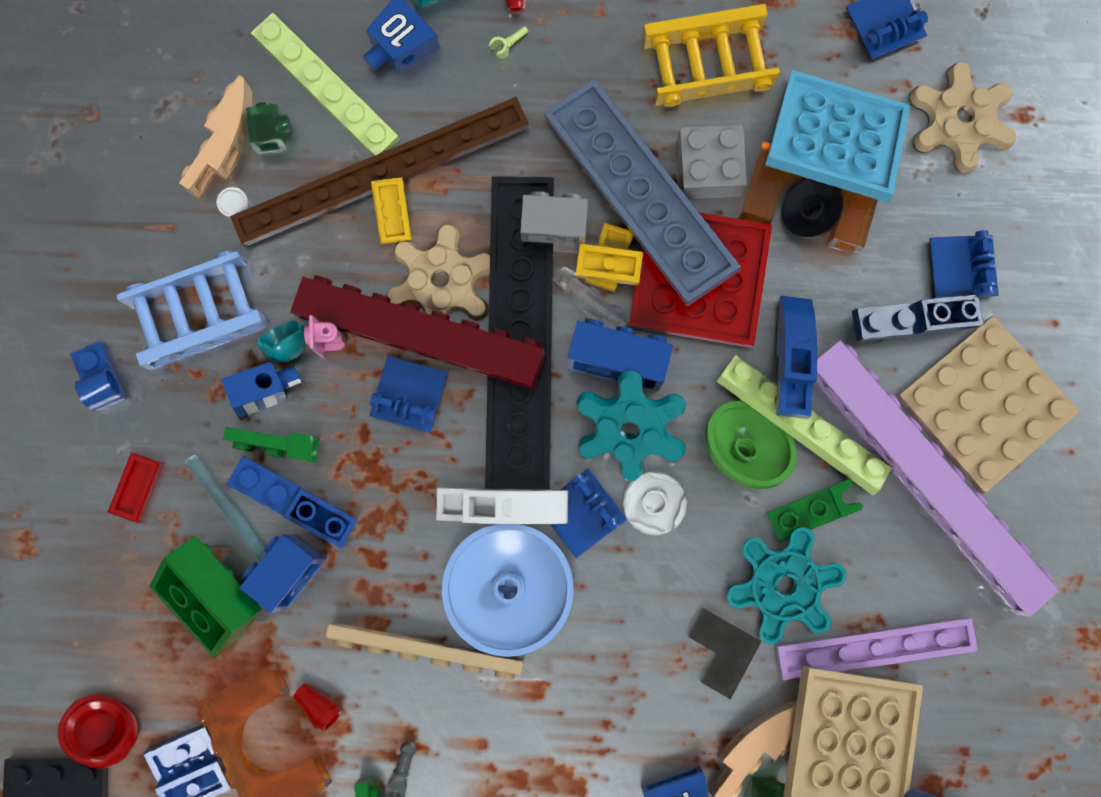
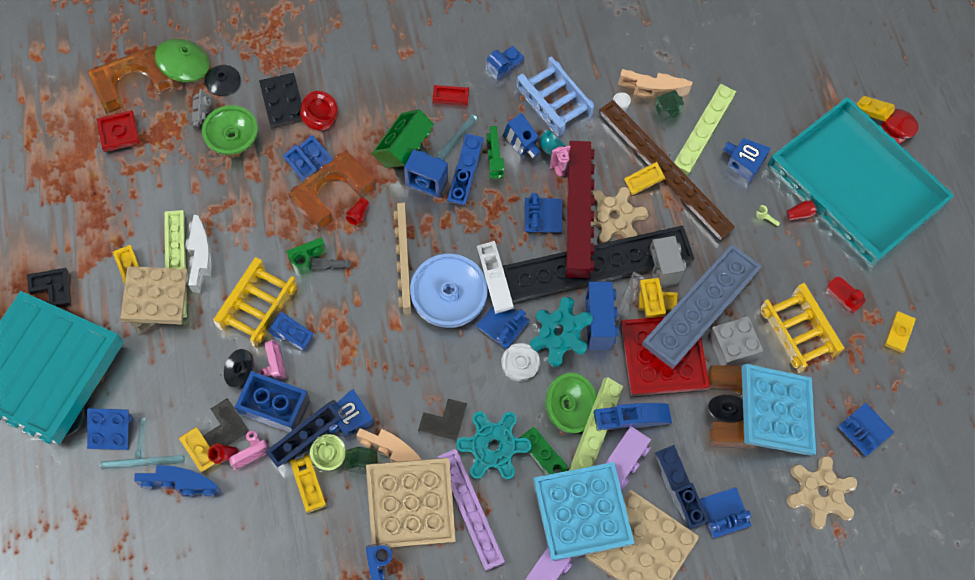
camera: 70 degrees right, 15 degrees down
(934, 479) = (583, 511): none -> medium azure plate

